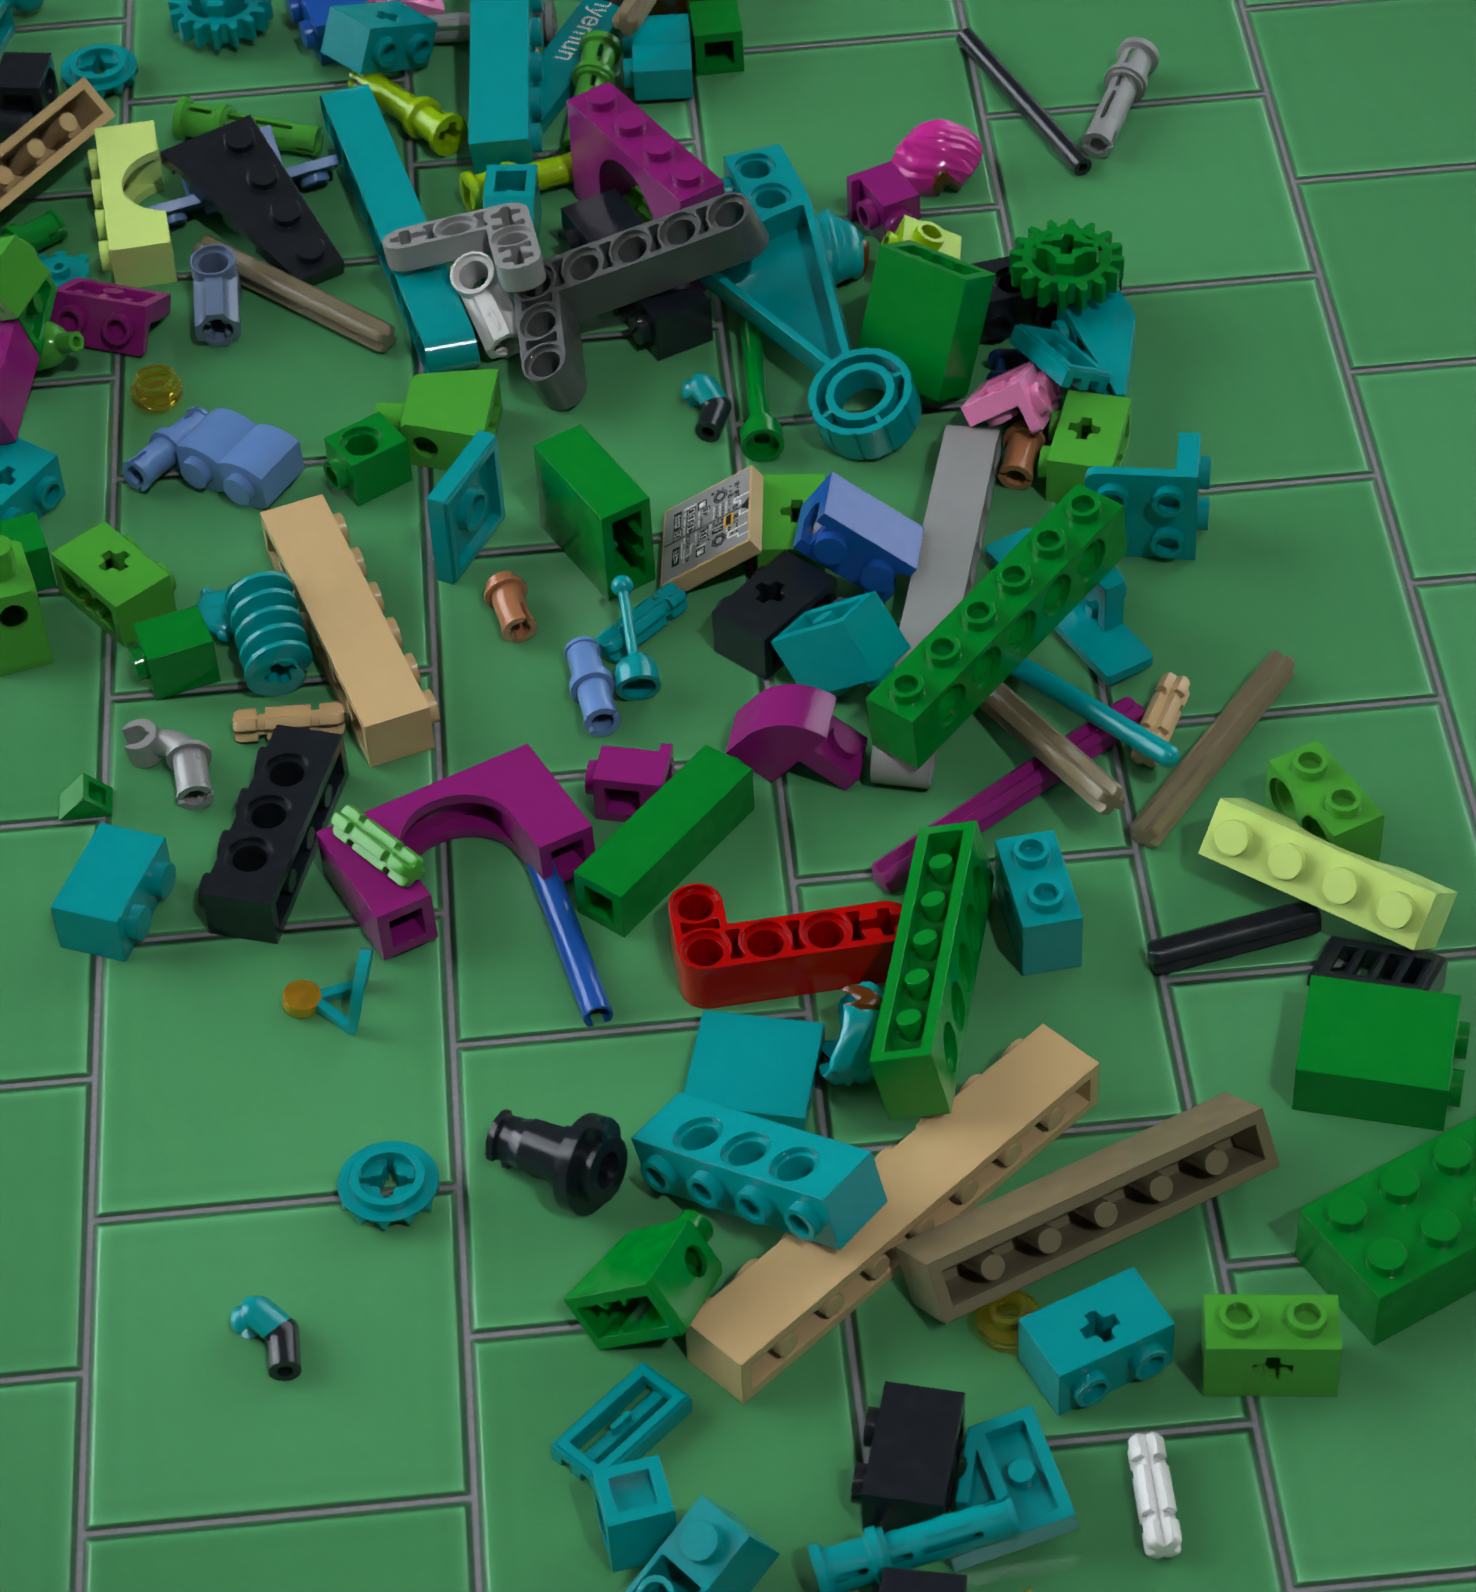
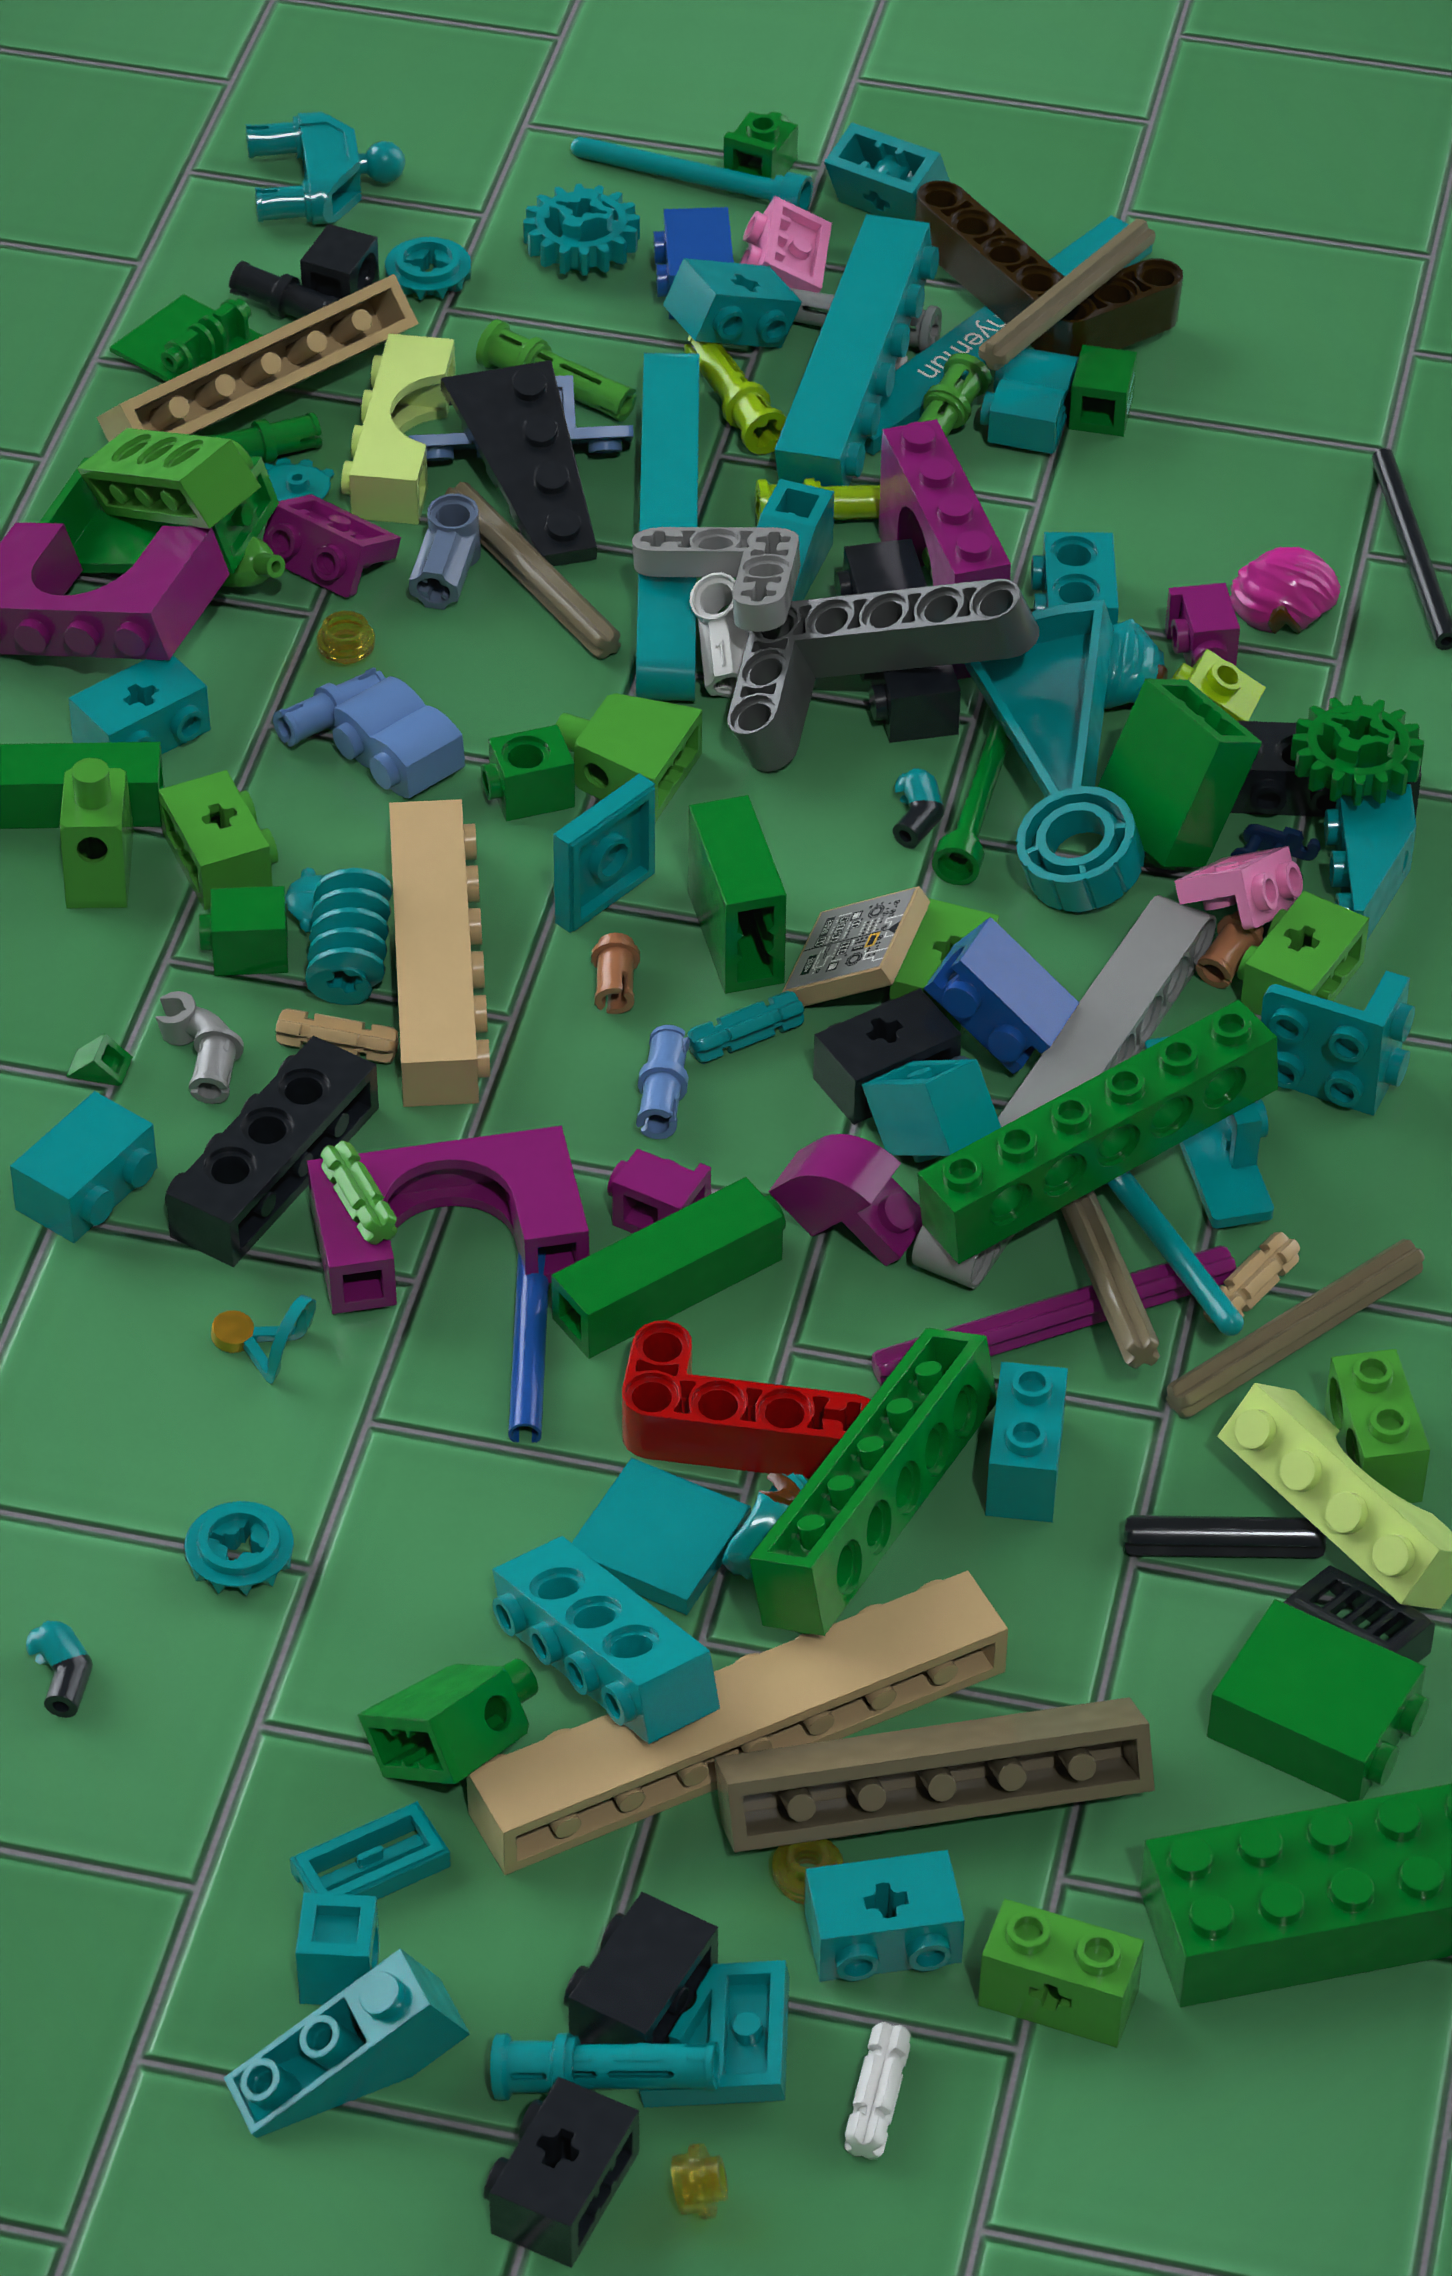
camera: 15 degrees right, 0 degrees up
(579, 1161) = (433, 1578): black piece -> none
(636, 674) = (715, 1081): teal hinge -> none
(1059, 358) = (1309, 855): teal tile -> none

